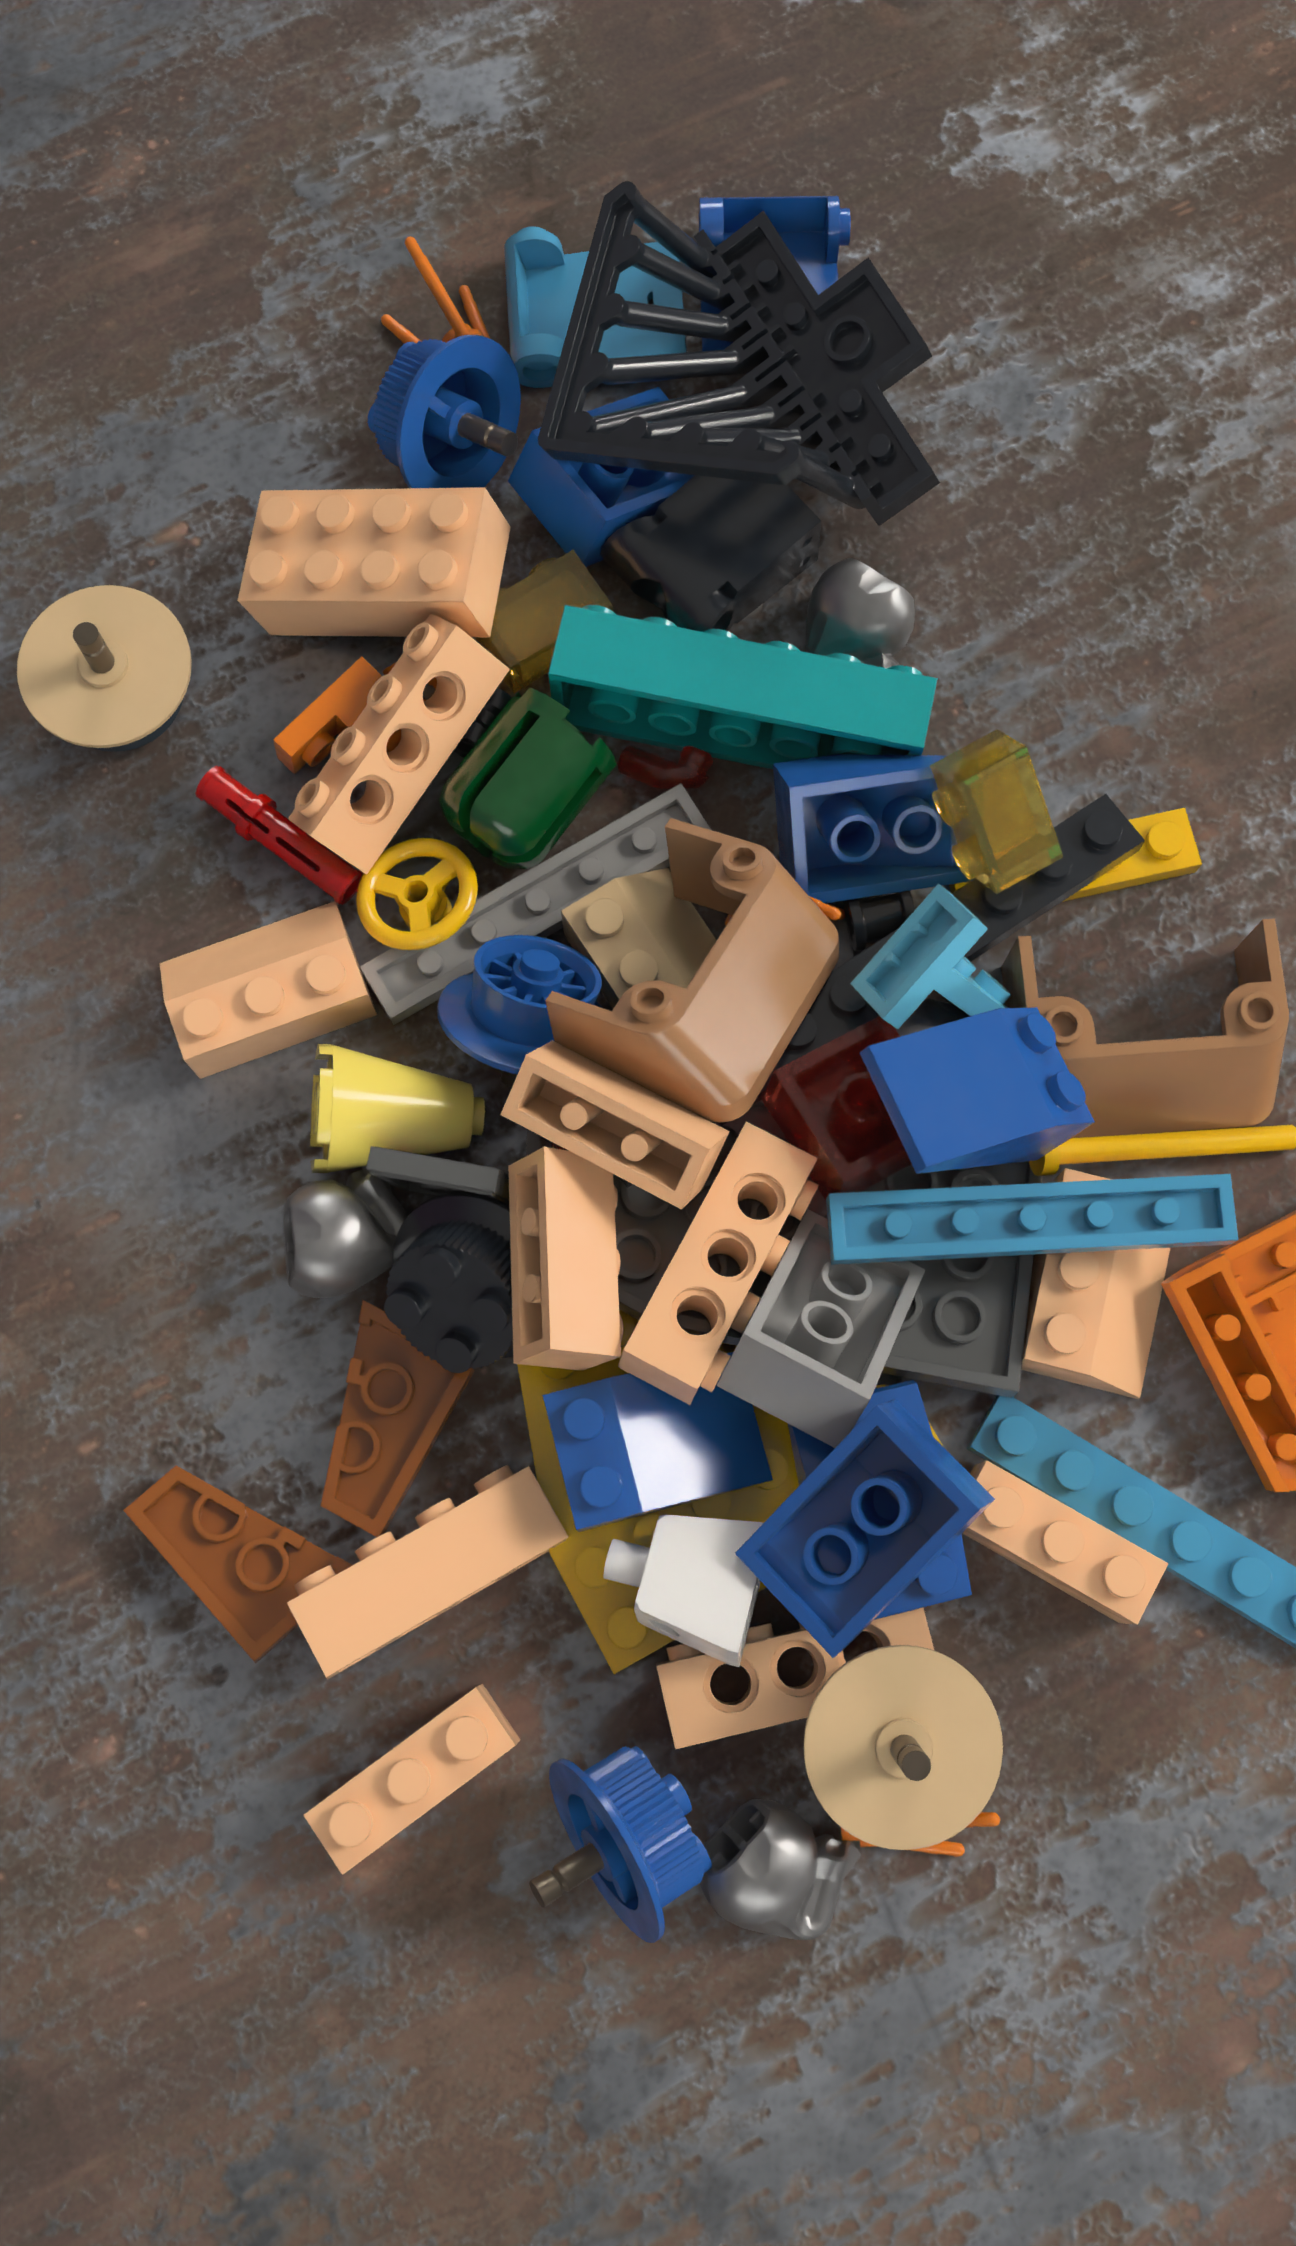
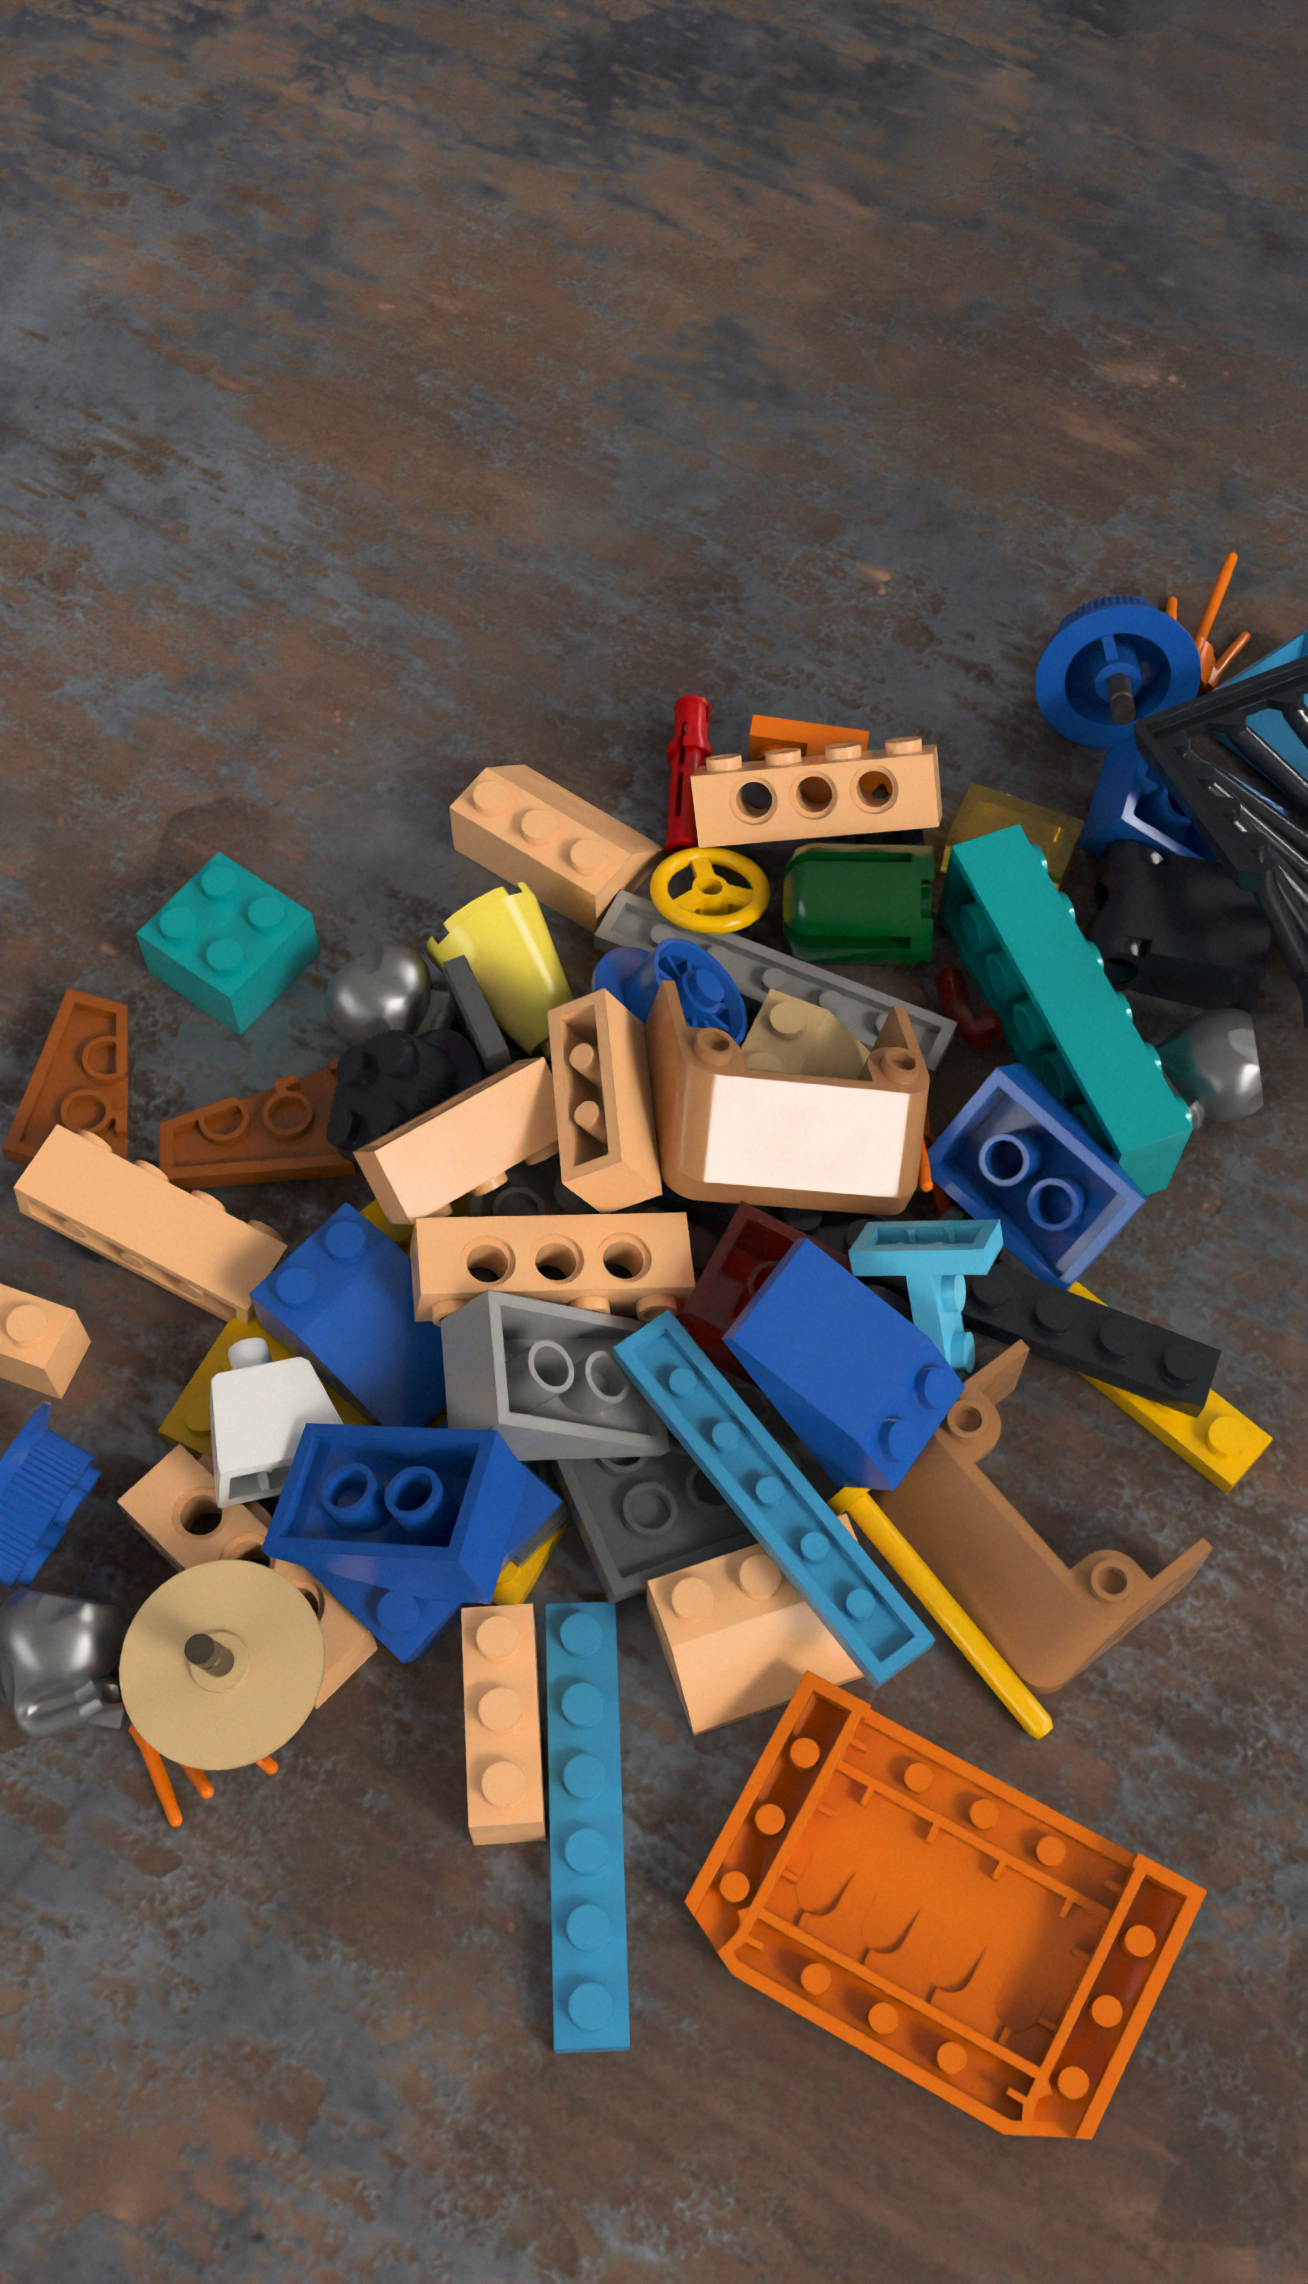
camera: 55 degrees right, 15 degrees down
(105, 668) = (721, 583): tan piece -> none
(173, 1337) = (229, 943): none -> teal brick
(374, 561) = (955, 686): light nougat brick -> none
(995, 811) = (1110, 1243): clear yellow piece -> none

